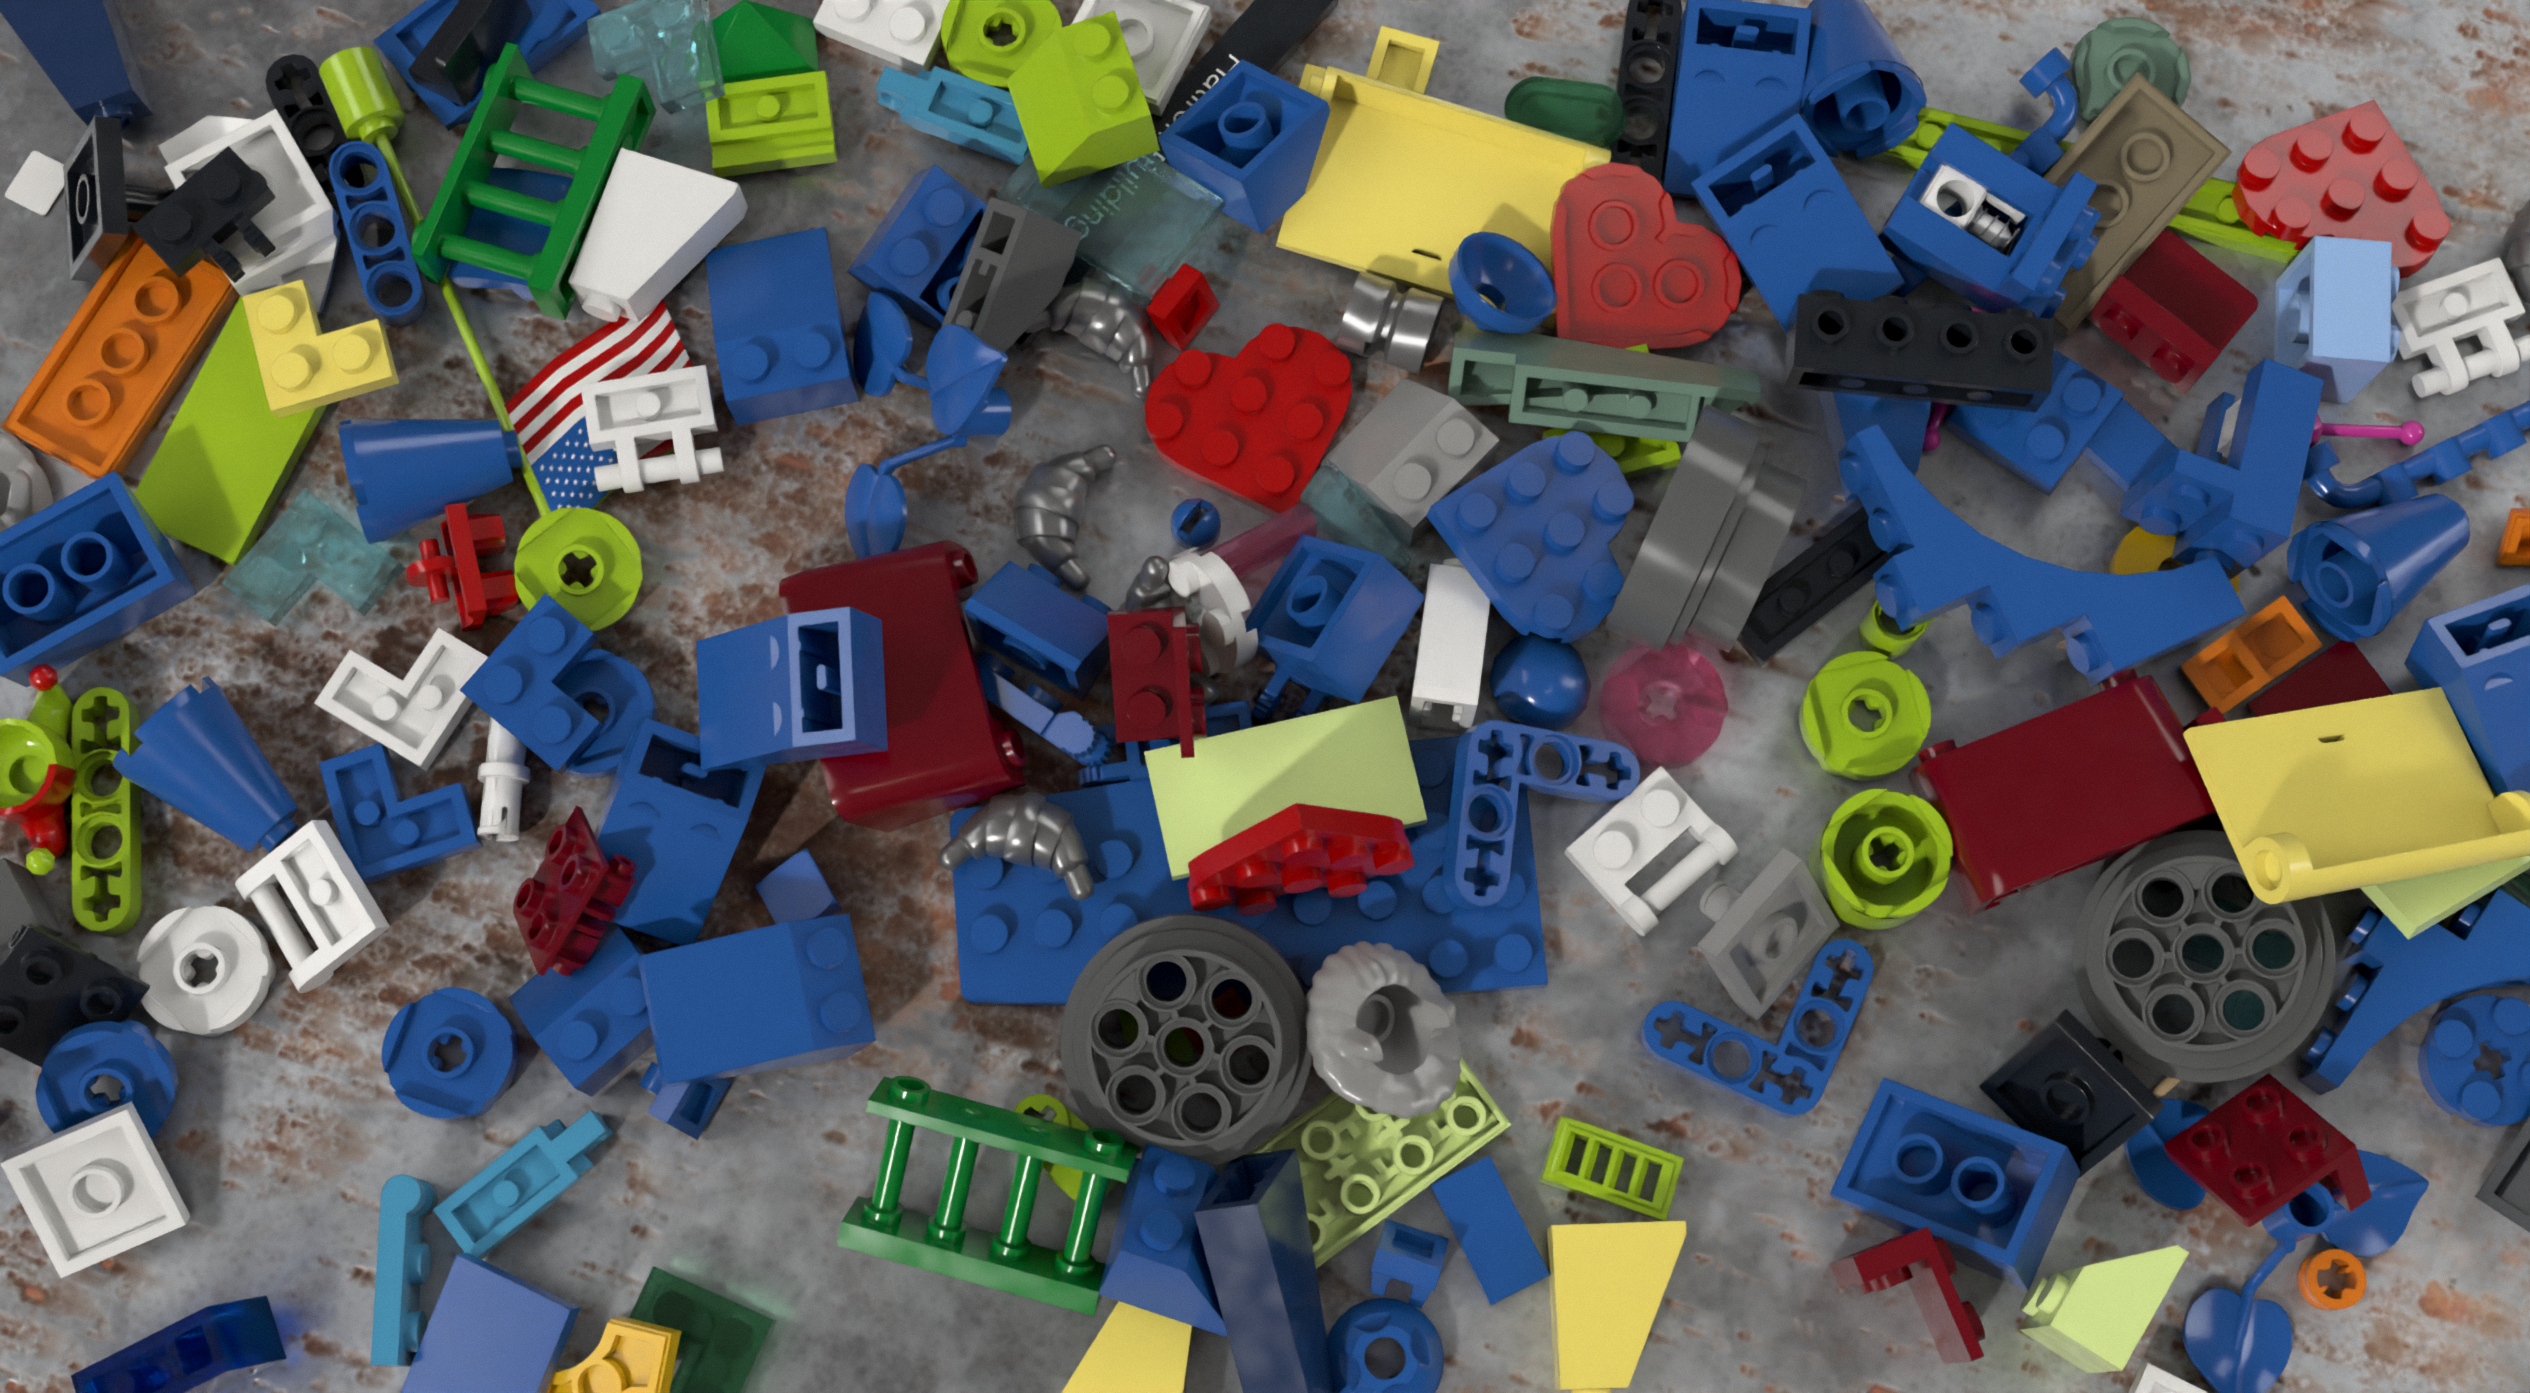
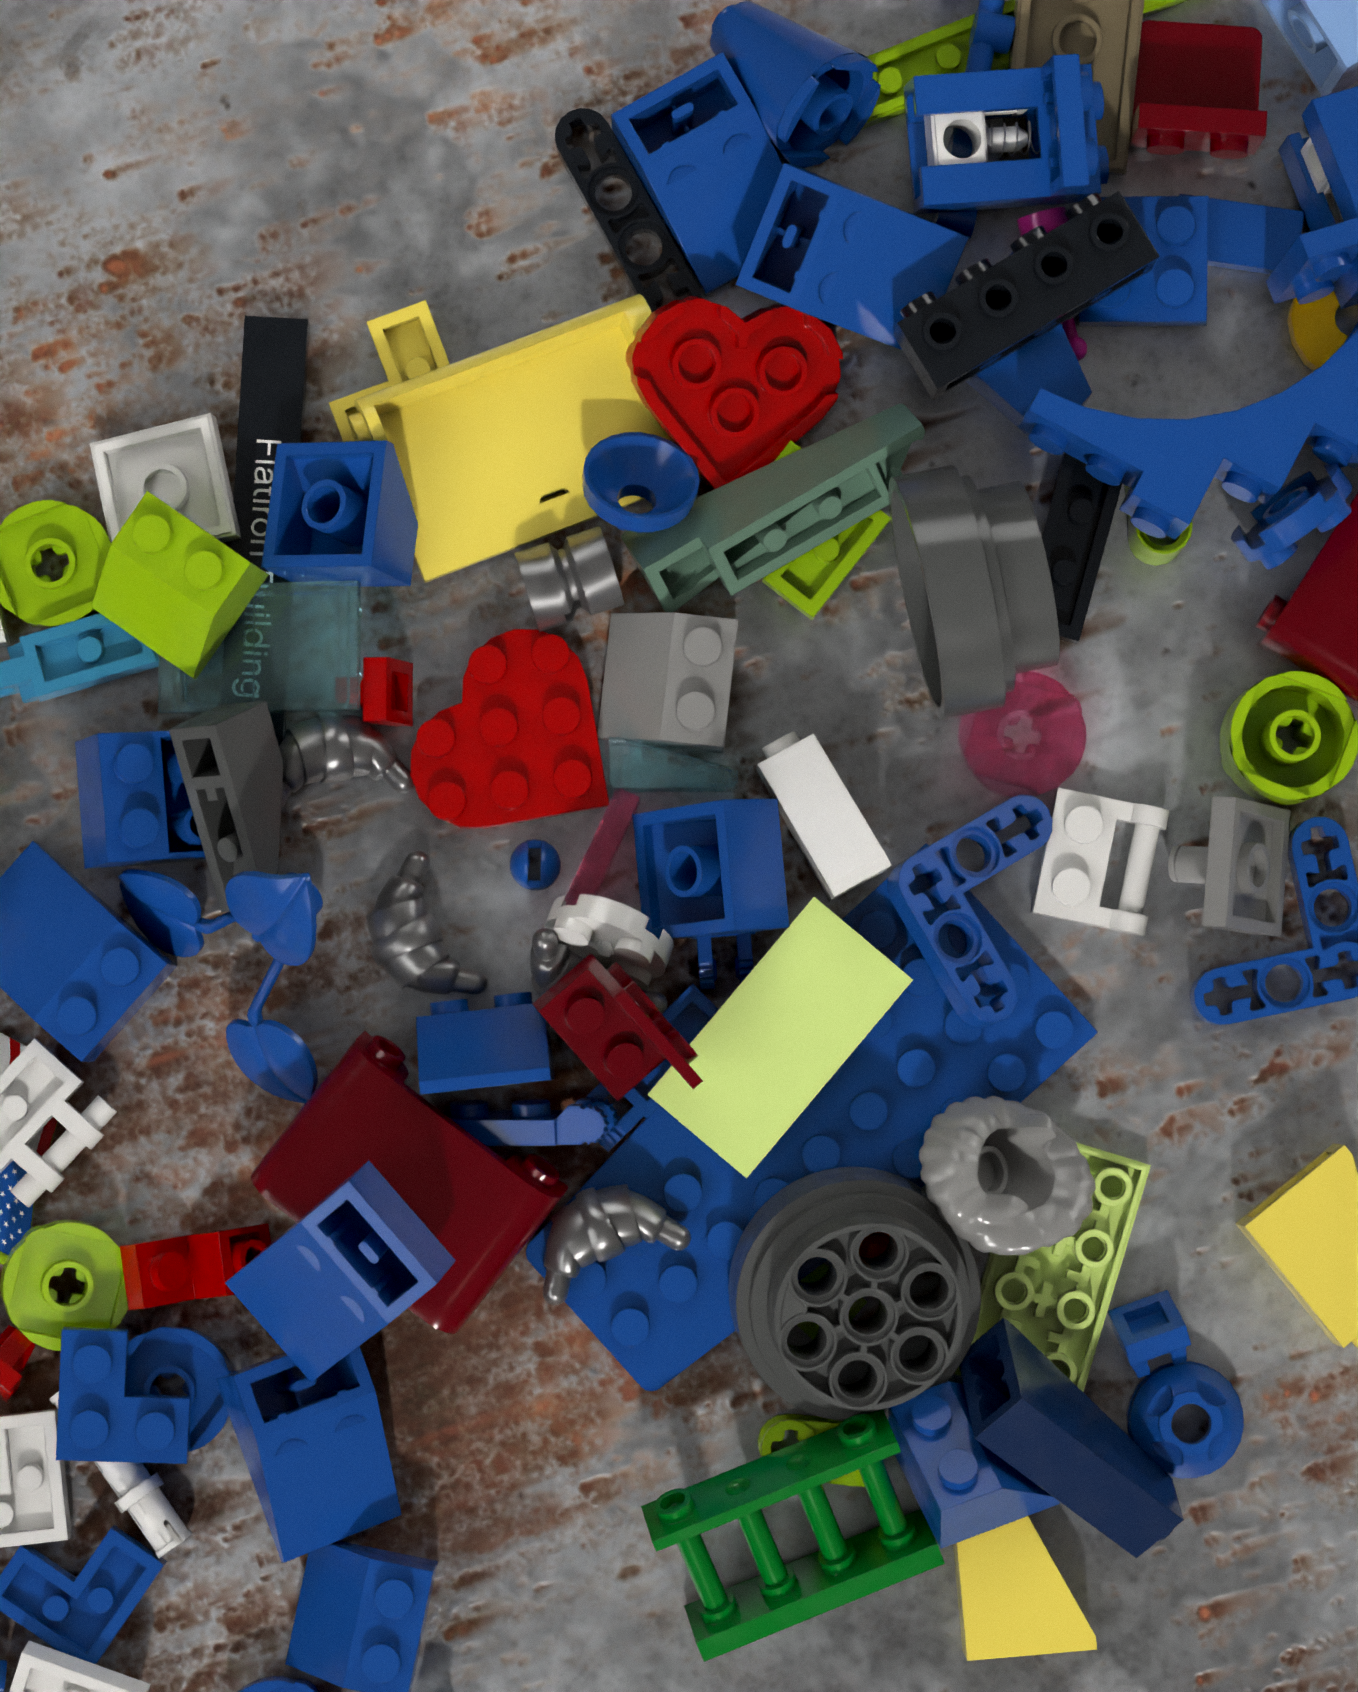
camera: 40 degrees left, 10 degrees up
(568, 895) = (278, 1554): dark red hinge -> none
(669, 620) = (188, 1265): none -> red slope
(686, 1105) = (488, 1634): blue tile -> none
(757, 1001) = (494, 1524): blue slope -> none
(798, 890) = (451, 1408): blue slope -> none
(1295, 854) = (842, 1096): red plate -> none
(1489, 1230) = (1194, 1259): blue tile -> none
(1540, 682) = (911, 789): blue hair -> none
(1541, 535) = (829, 677): blue plate -> none
(1559, 1150) = (1205, 1161): lime slope -> none
(1568, 108) = (576, 283): clear green tile -> none
(1883, 686) = (1225, 622): lime plate -> none
(1993, 682) = (1293, 514): none -> blue plate

